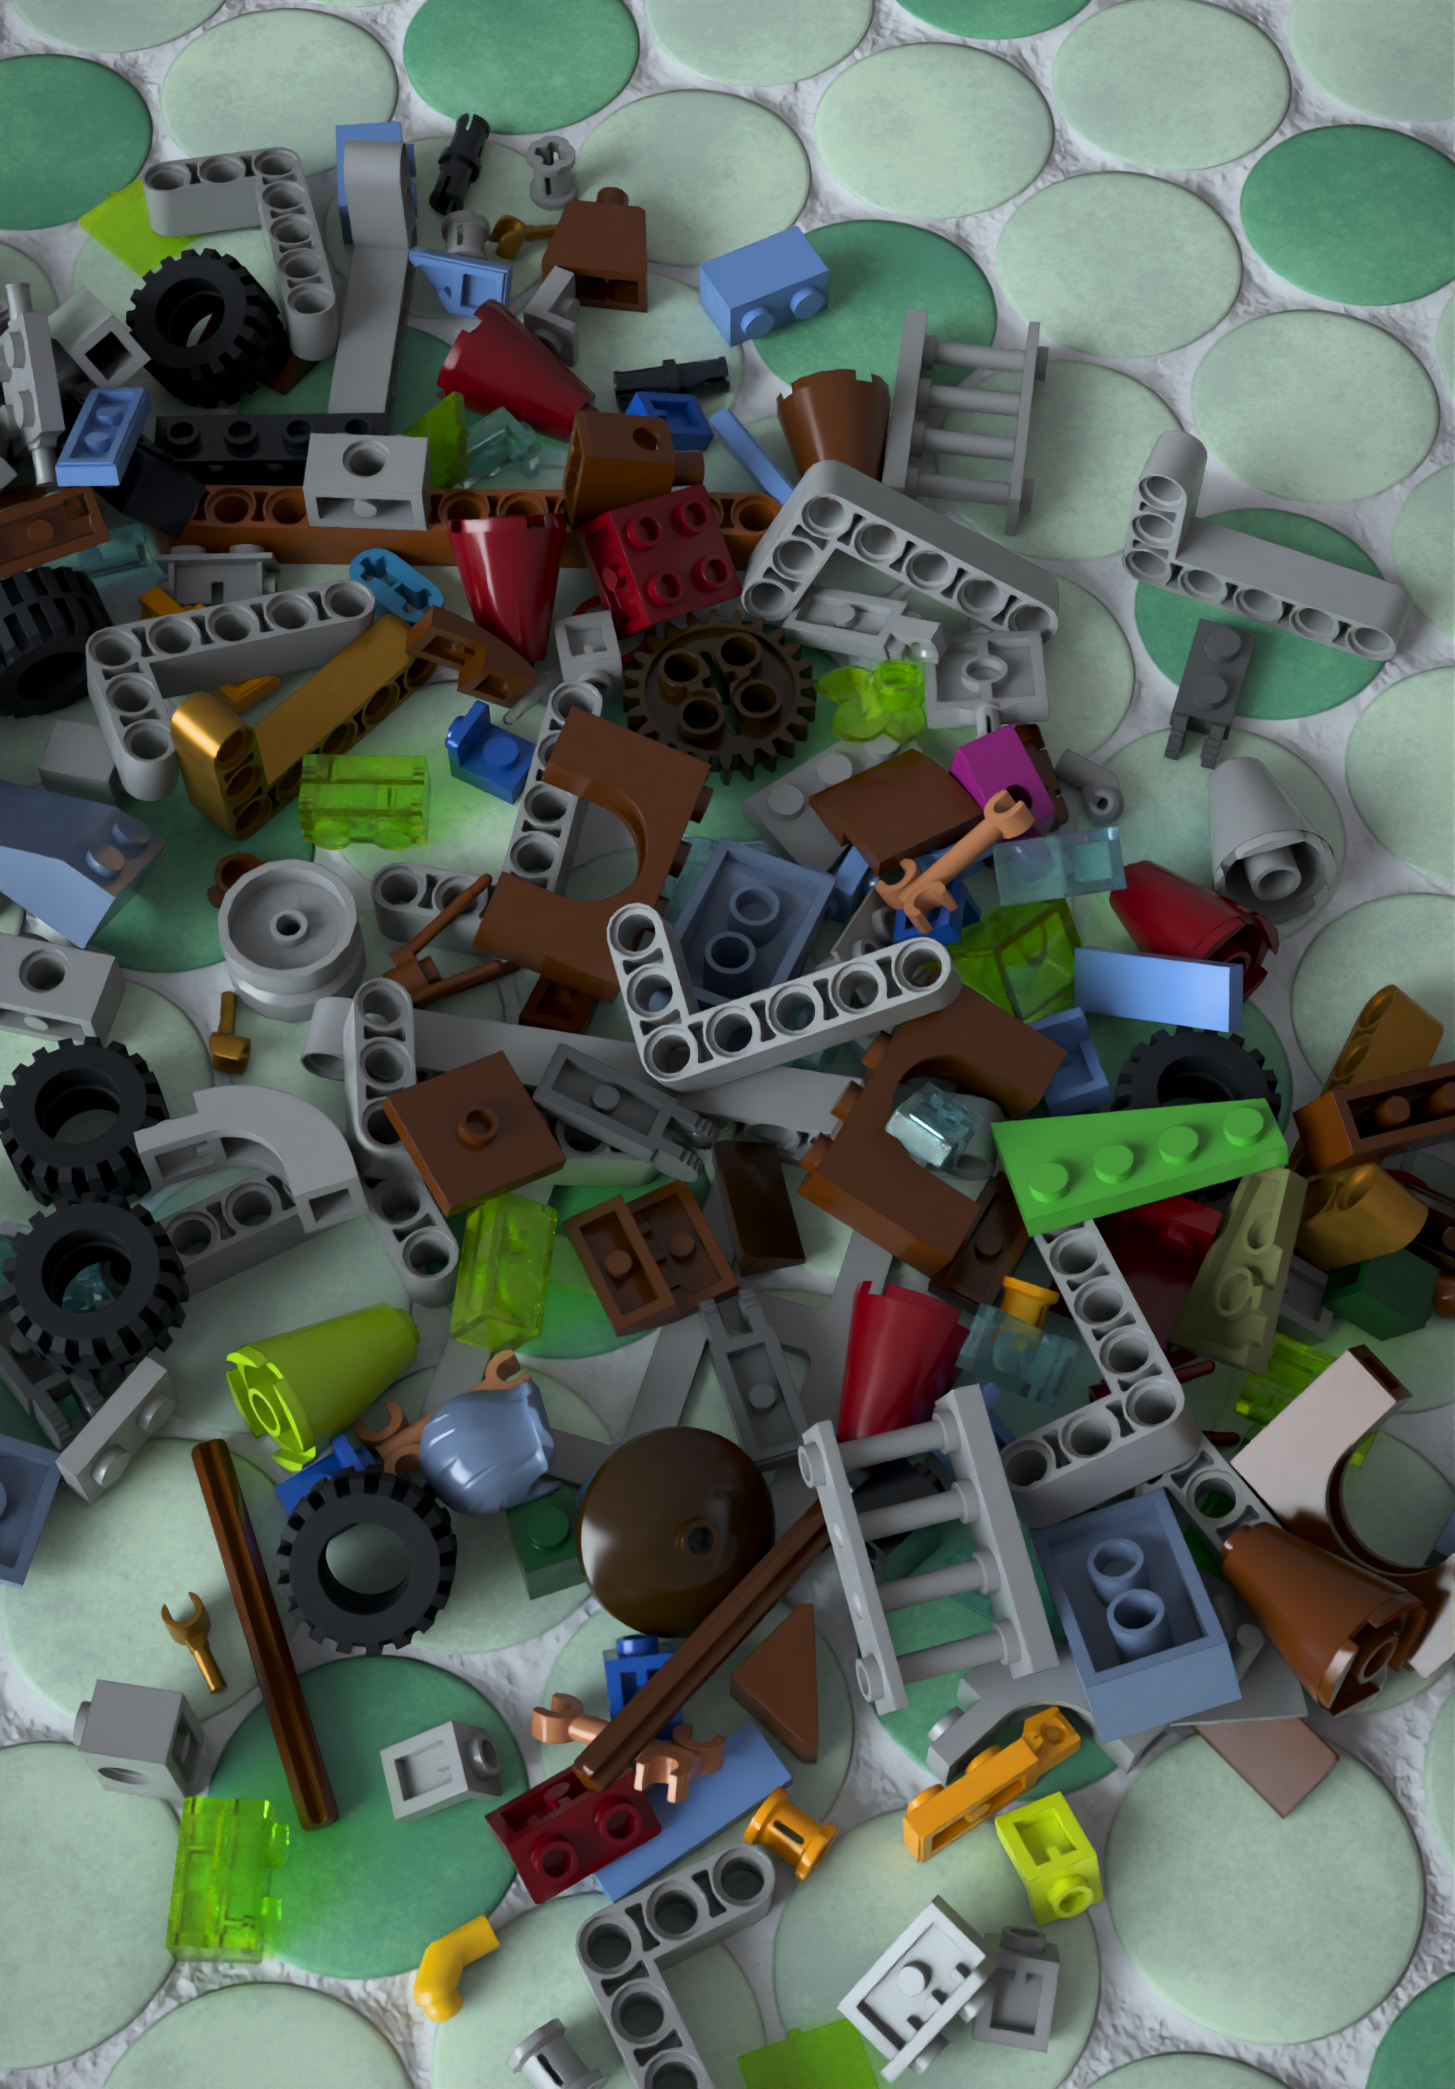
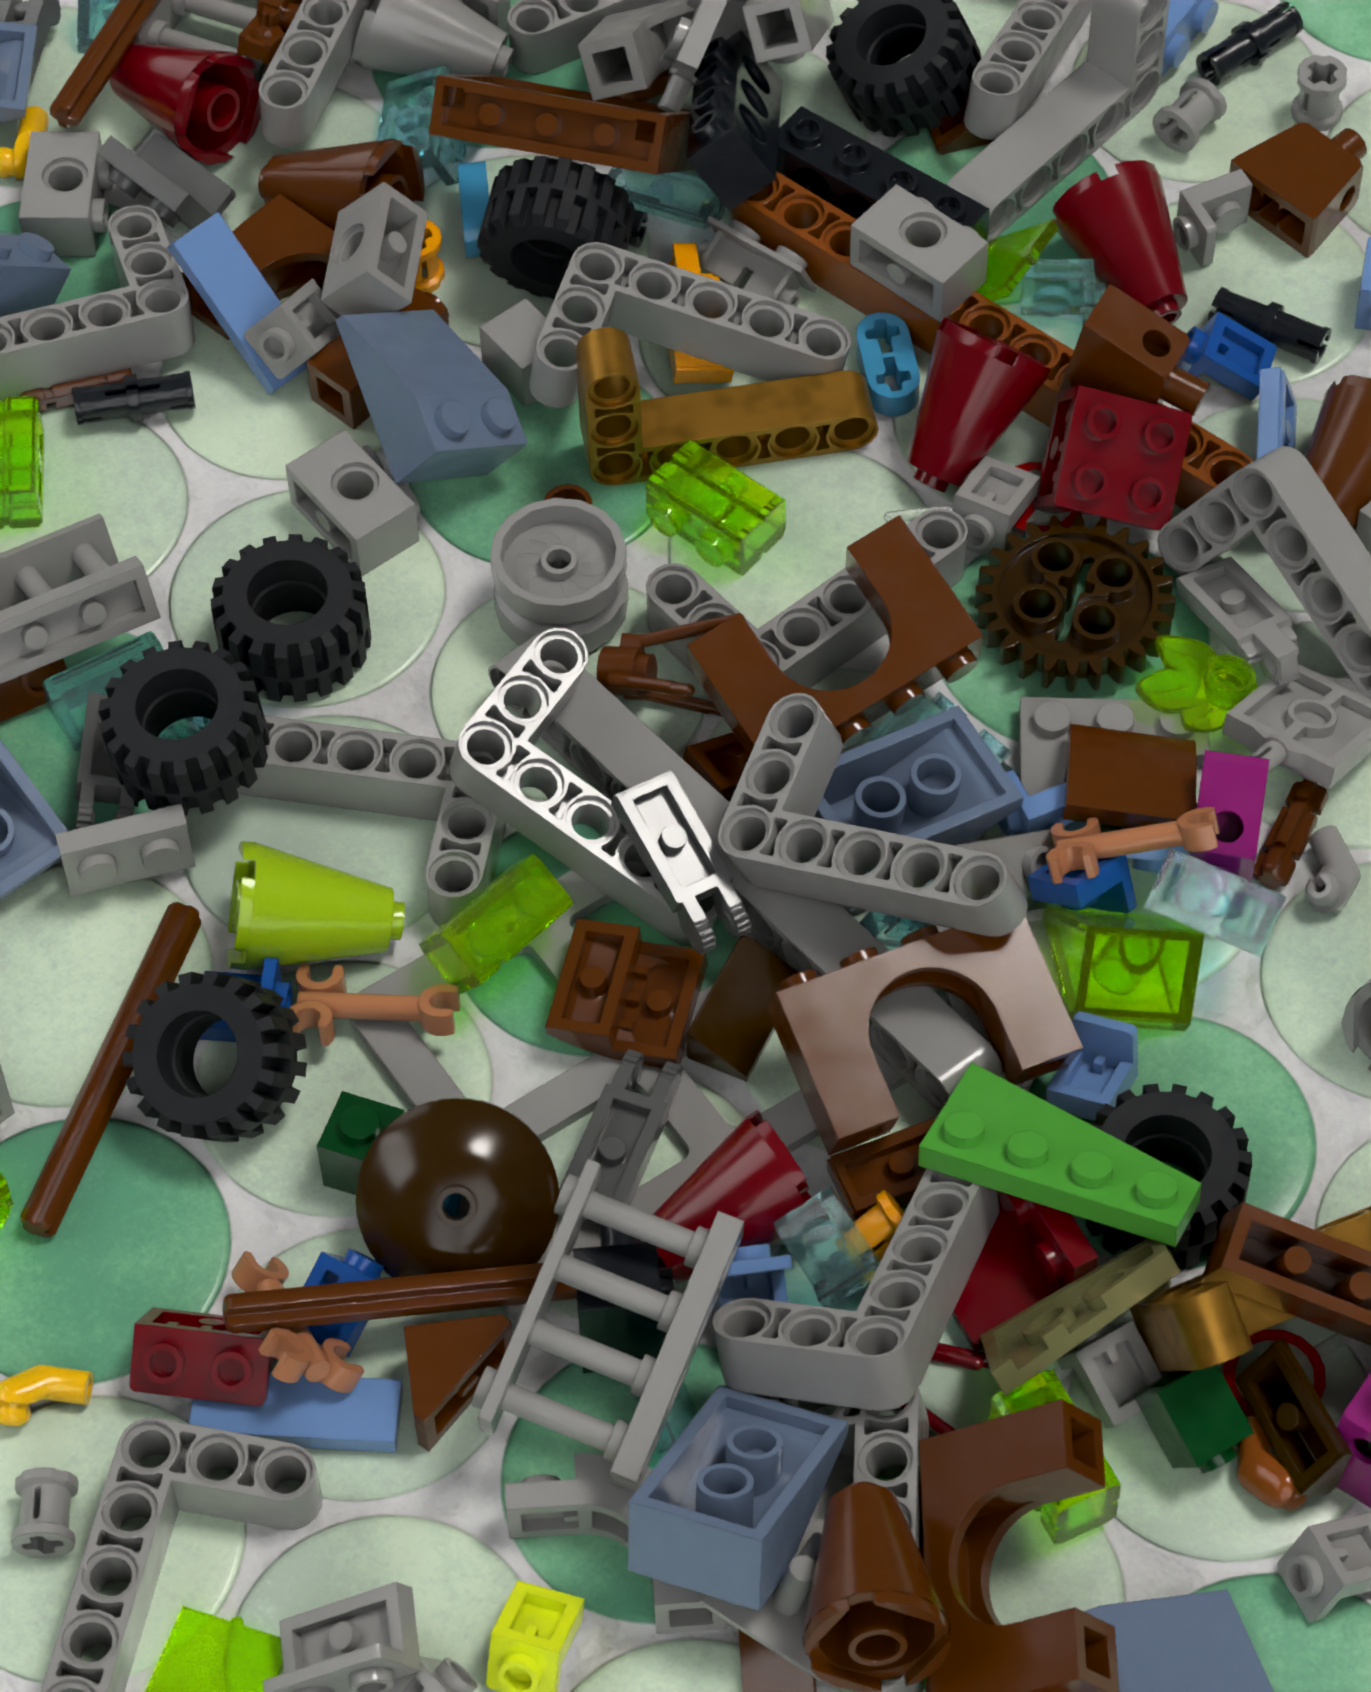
camera: 40 degrees right, 5 degrees down
(103, 437) = (715, 89): medium blue tile -> none
(193, 1635) = (63, 1034): pearl gold hand -> none
(229, 1051) = (451, 635): pearl gold hand -> none
(263, 1132) = (397, 691): light grey arch -> none
(441, 1770) = (151, 1250): light grey bracket -> none
(462, 280) = (1163, 142): medium blue tile -> none
(474, 1133) = (546, 795): reddish brown plate -> none
(484, 662) = (900, 462): reddish brown slope -> none
(488, 754) = (838, 520): blue bracket -> none
(489, 1450) = (361, 1036): sand blue hair -> none
(512, 232) = (1239, 125): pearl gold hand -> none
(779, 1811) = (356, 1479): light orange bush -> none
(934, 1126) = (907, 1025): clear light blue bracket -> none
(991, 1783) = (535, 1554): light orange hinge -> none
(1159, 988) = (1213, 1053): medium blue tile -> none
(1185, 919) = (1292, 1045): dark red cone -> none

